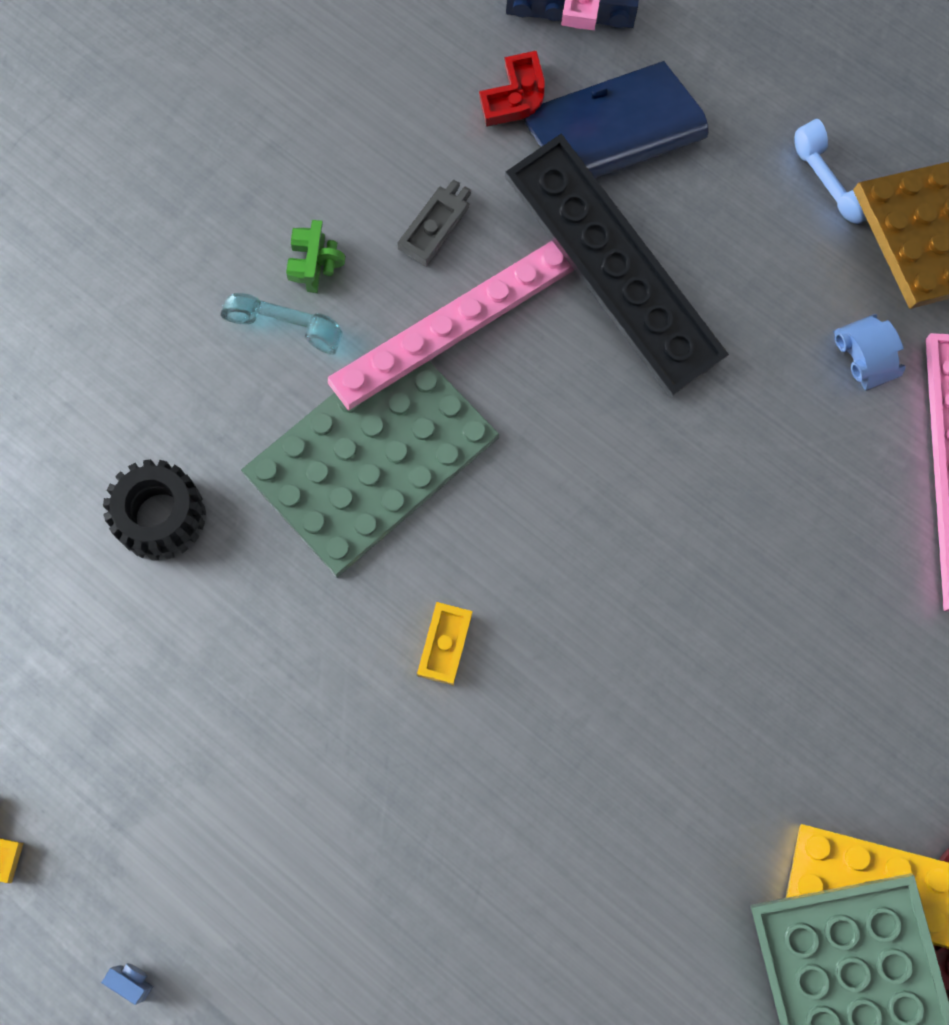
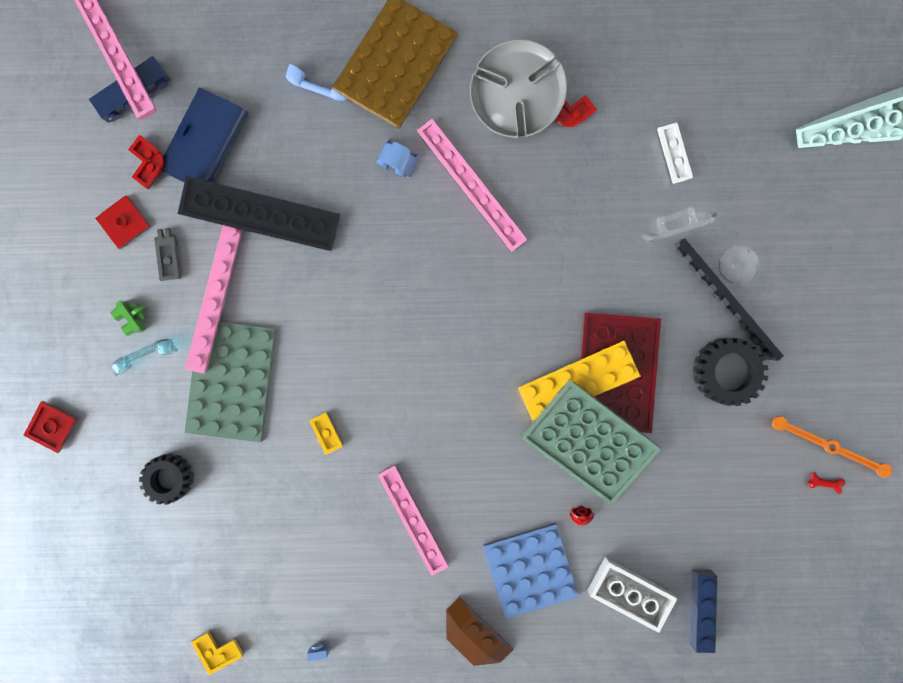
camera: 40 degrees left, 15 degrees up
(66, 308) = (50, 426): none -> red plate
(414, 137) = (122, 222): none -> red plate
(463, 899) = (413, 520): none -> bright pink plate

